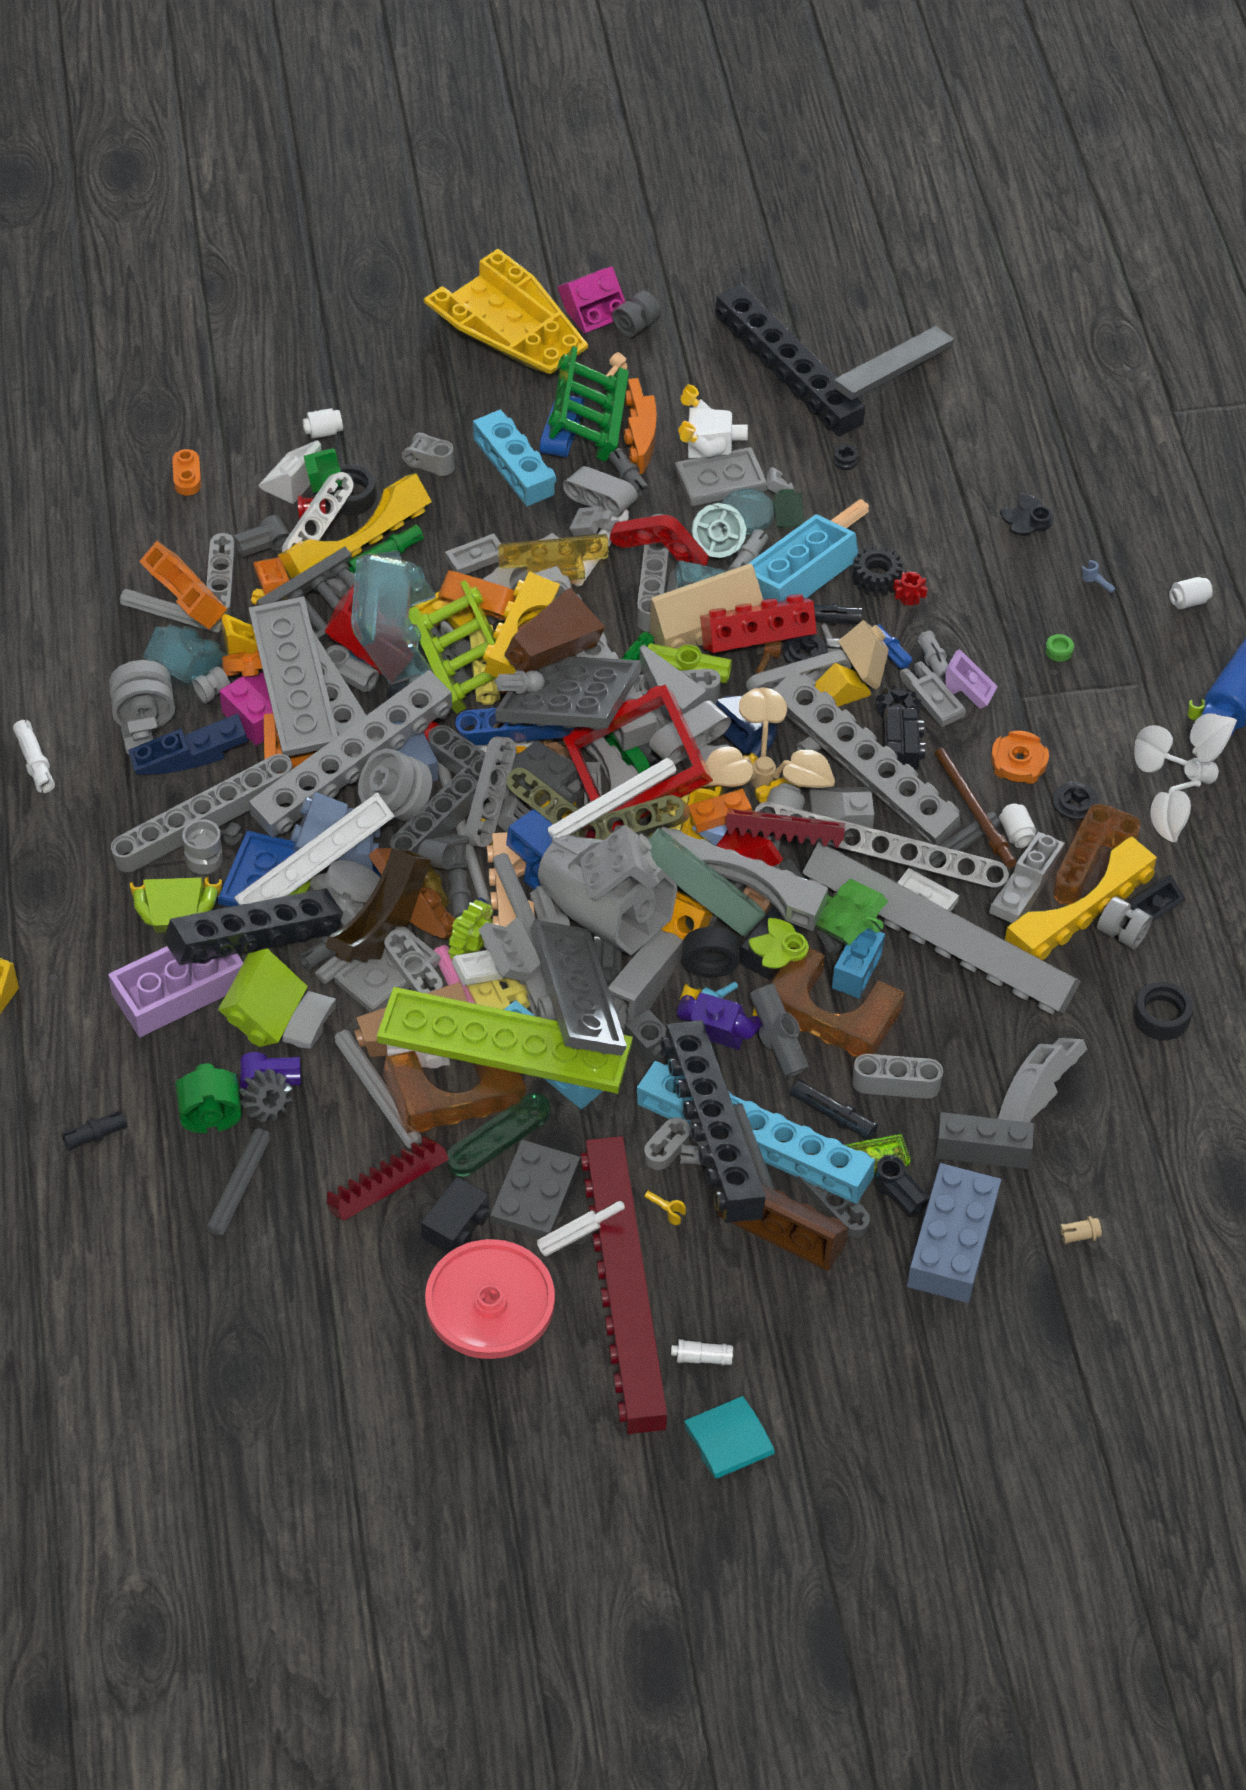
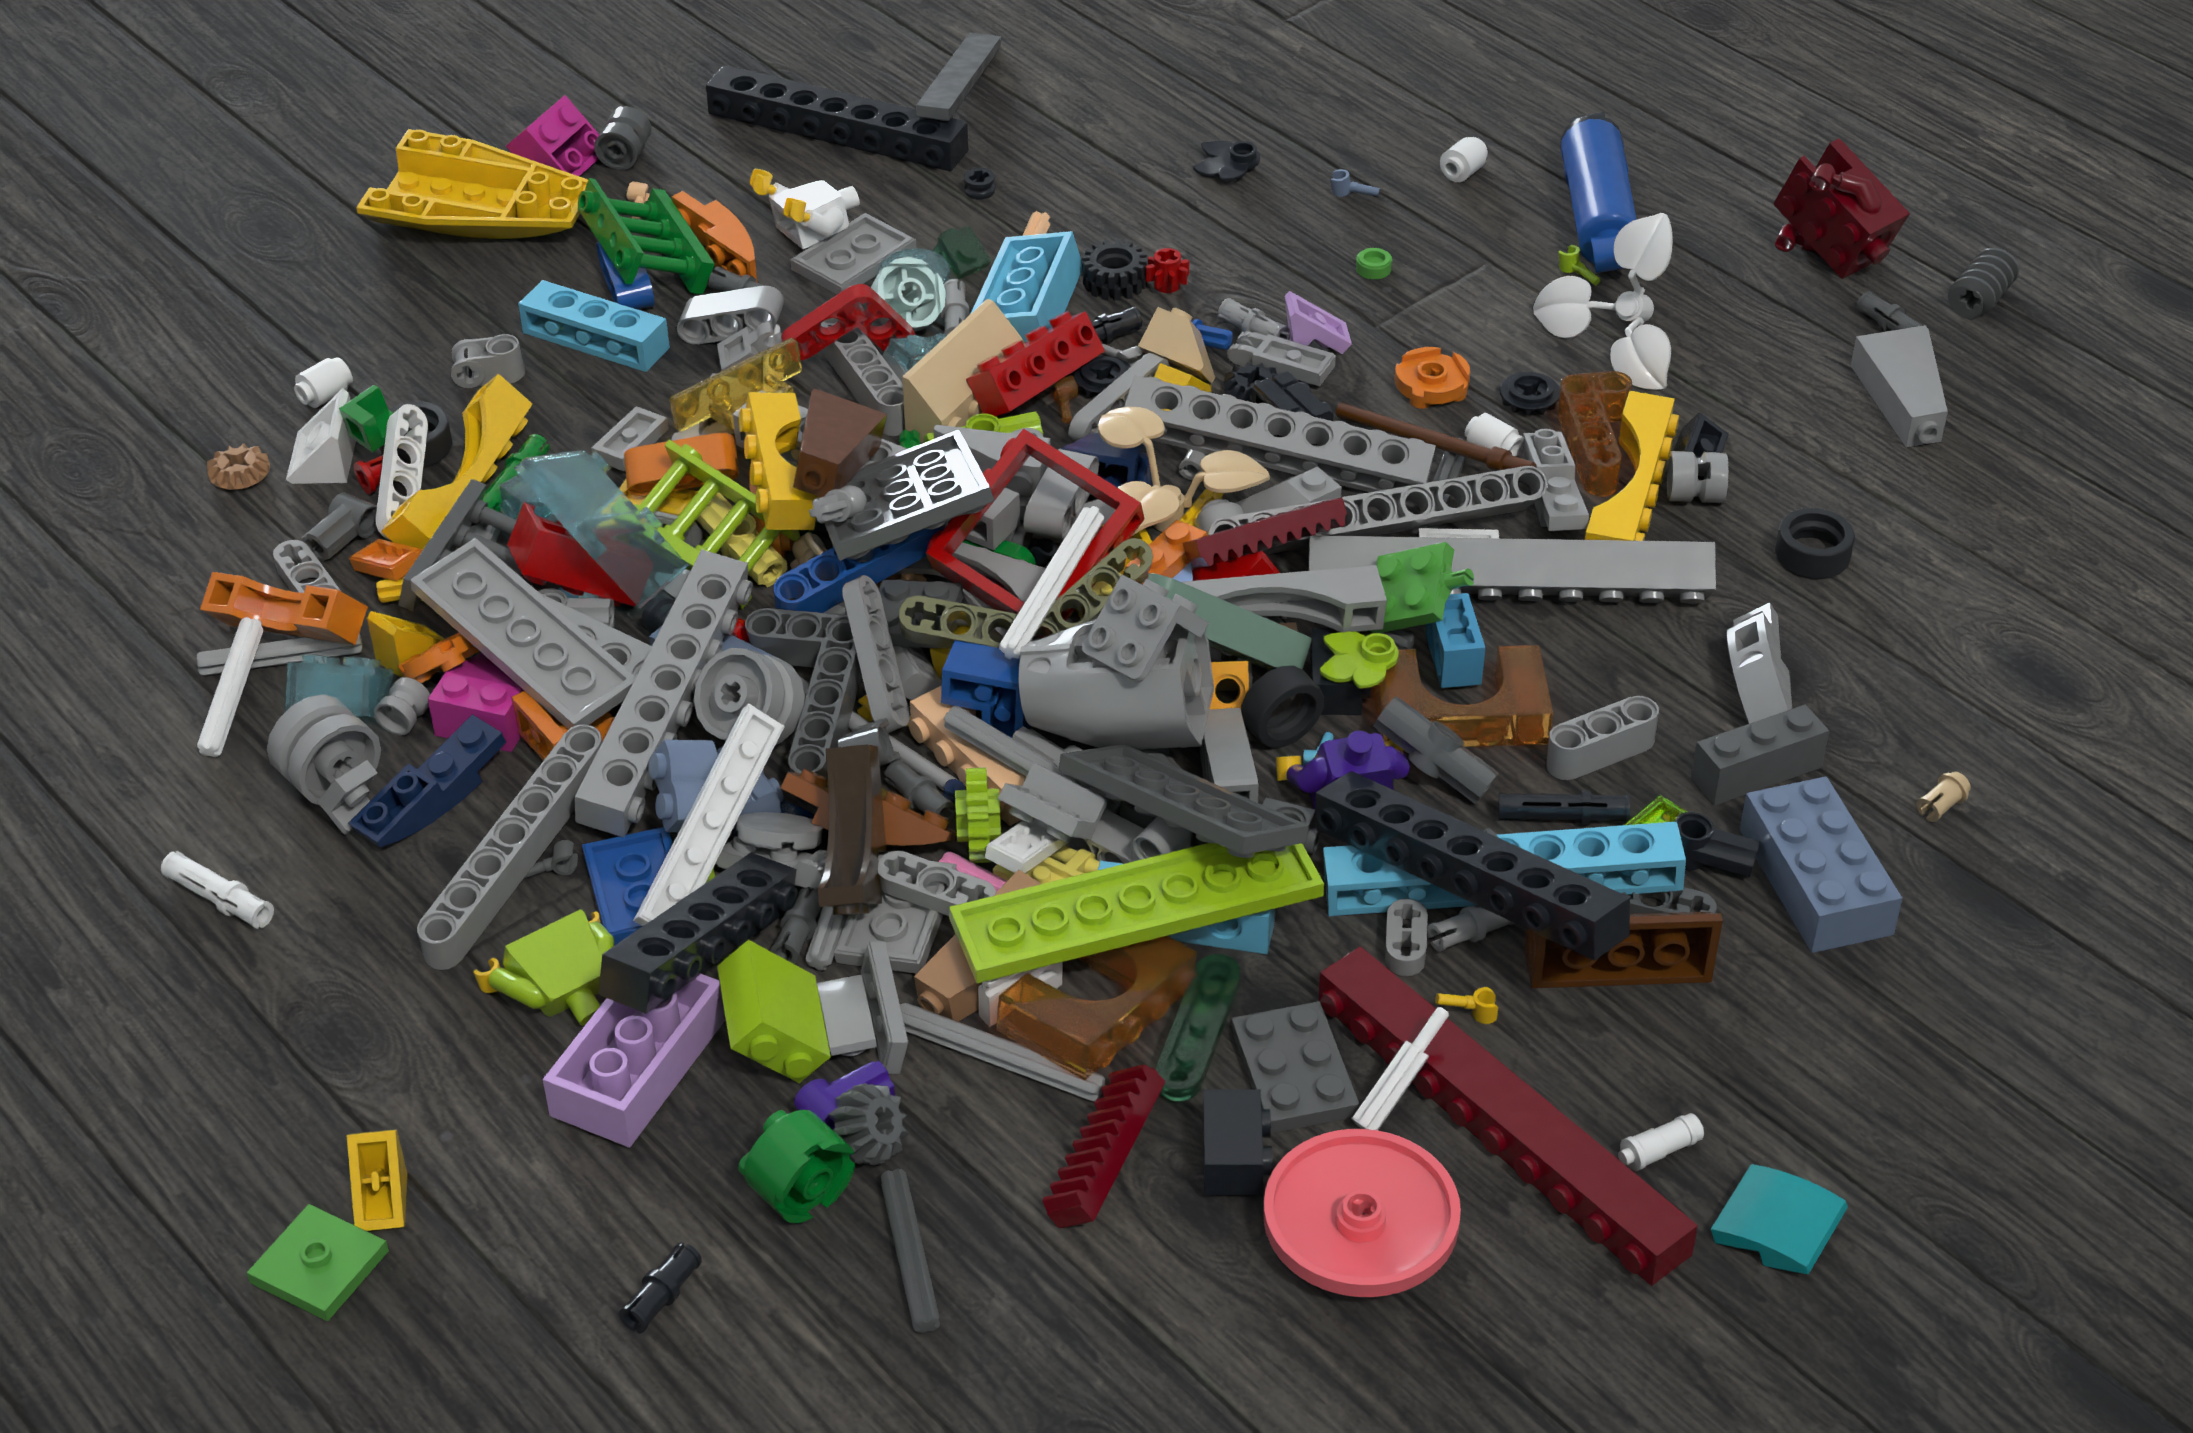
camera: 30 degrees left, 10 degrees down
(126, 622) = (230, 687): none -> white axle
(186, 472) = (179, 502): orange plate -> none
(202, 846) = (542, 883): light grey wheel -> none
(230, 470) = (239, 475): none -> medium nougat gear
(332, 1026) = (884, 1007): none -> light grey tile
(775, 482) = (921, 233): light grey tile -> none

